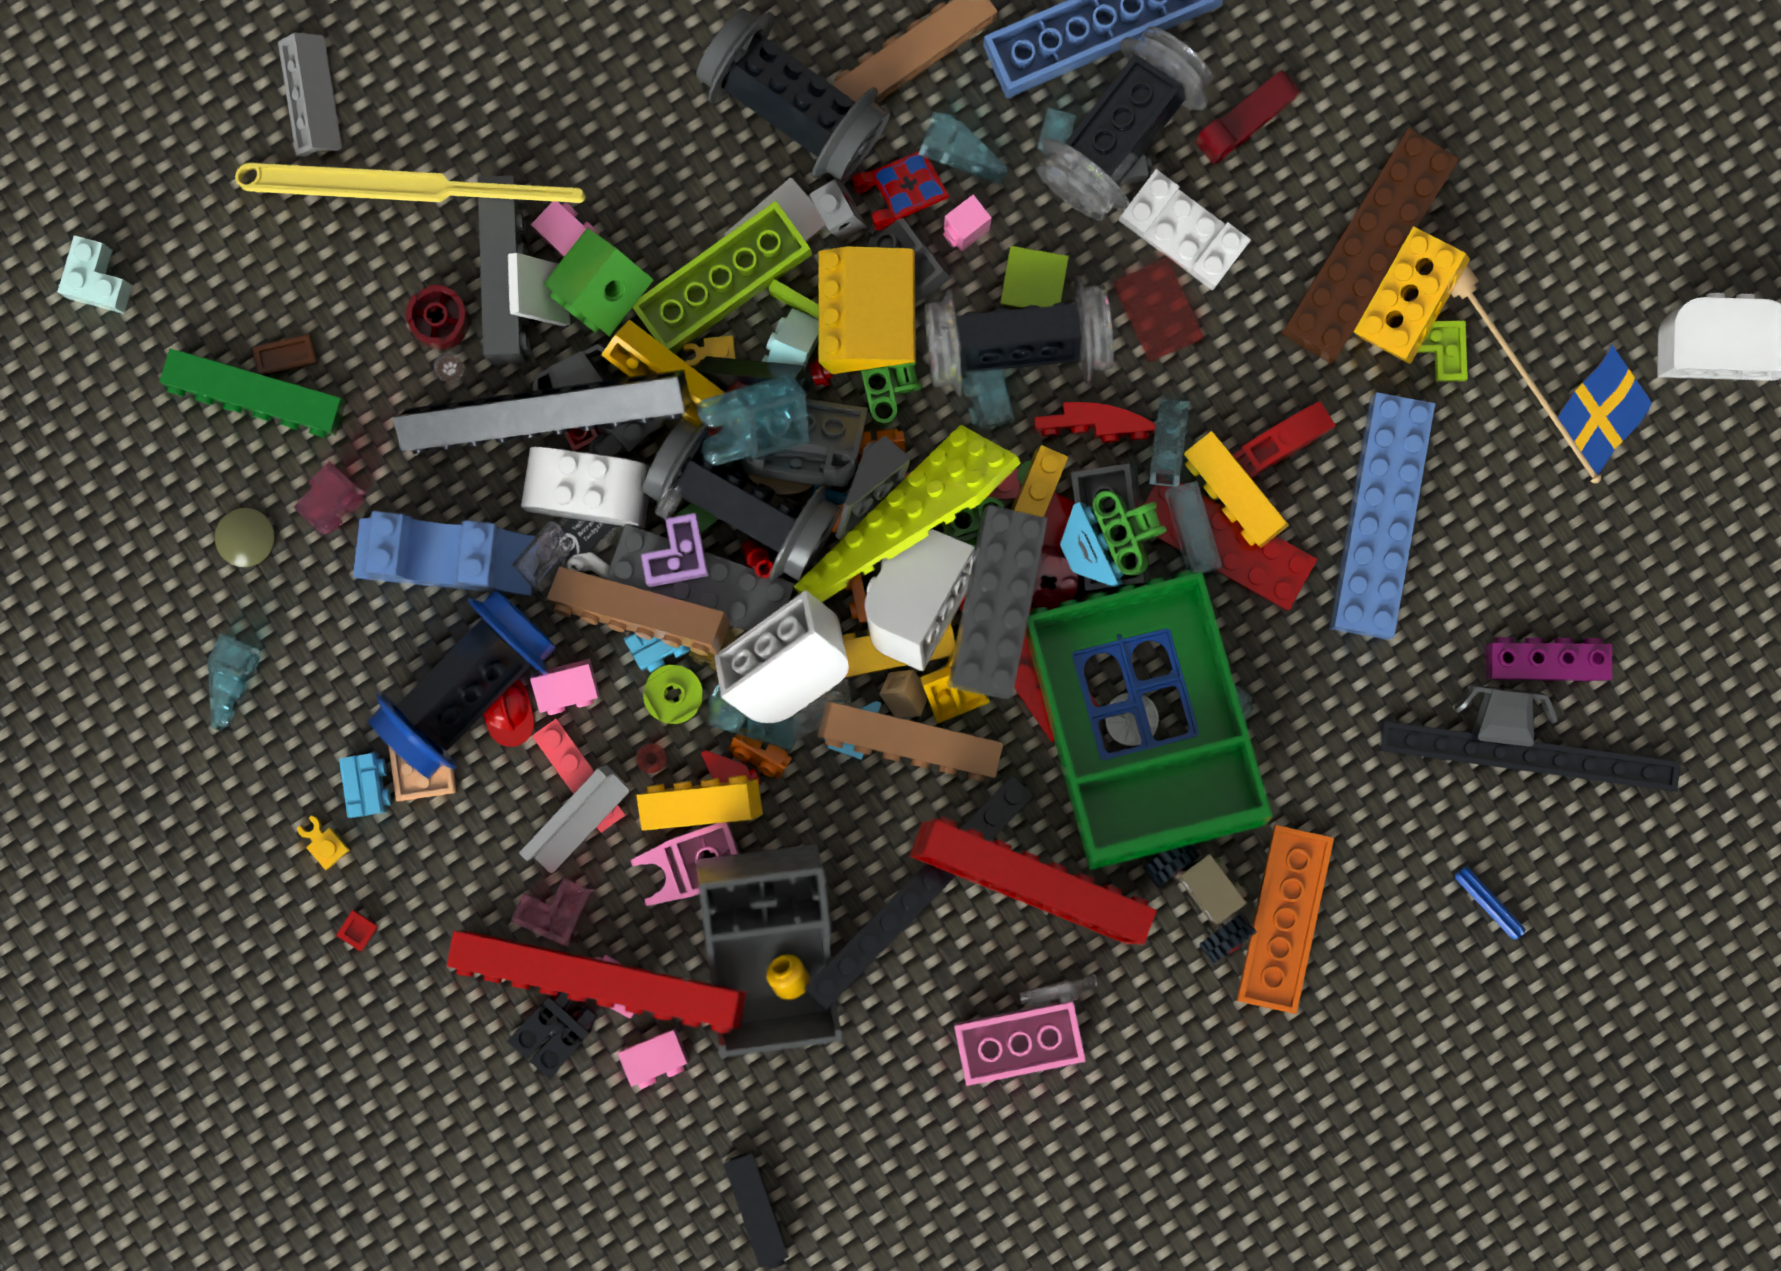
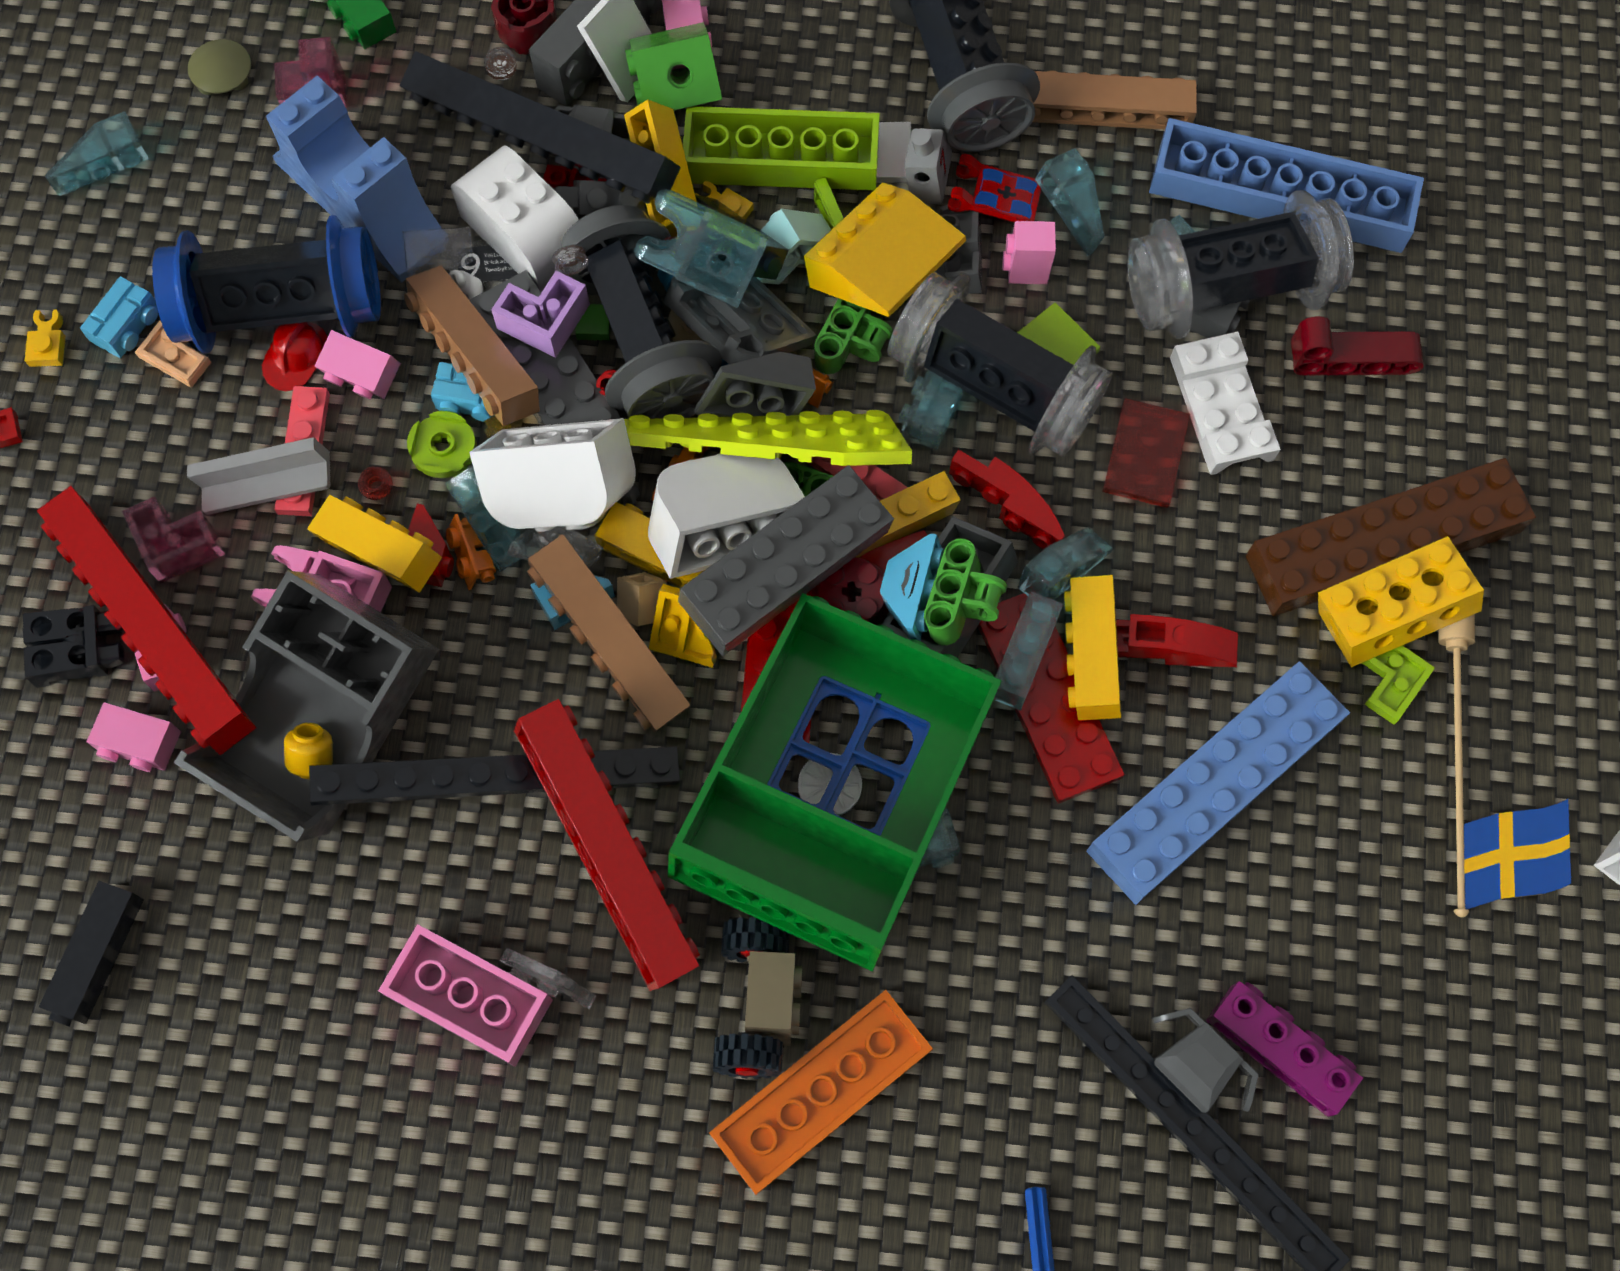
camera: 40 degrees right, 15 degrees down
(819, 373) = (799, 284): red plate -> none

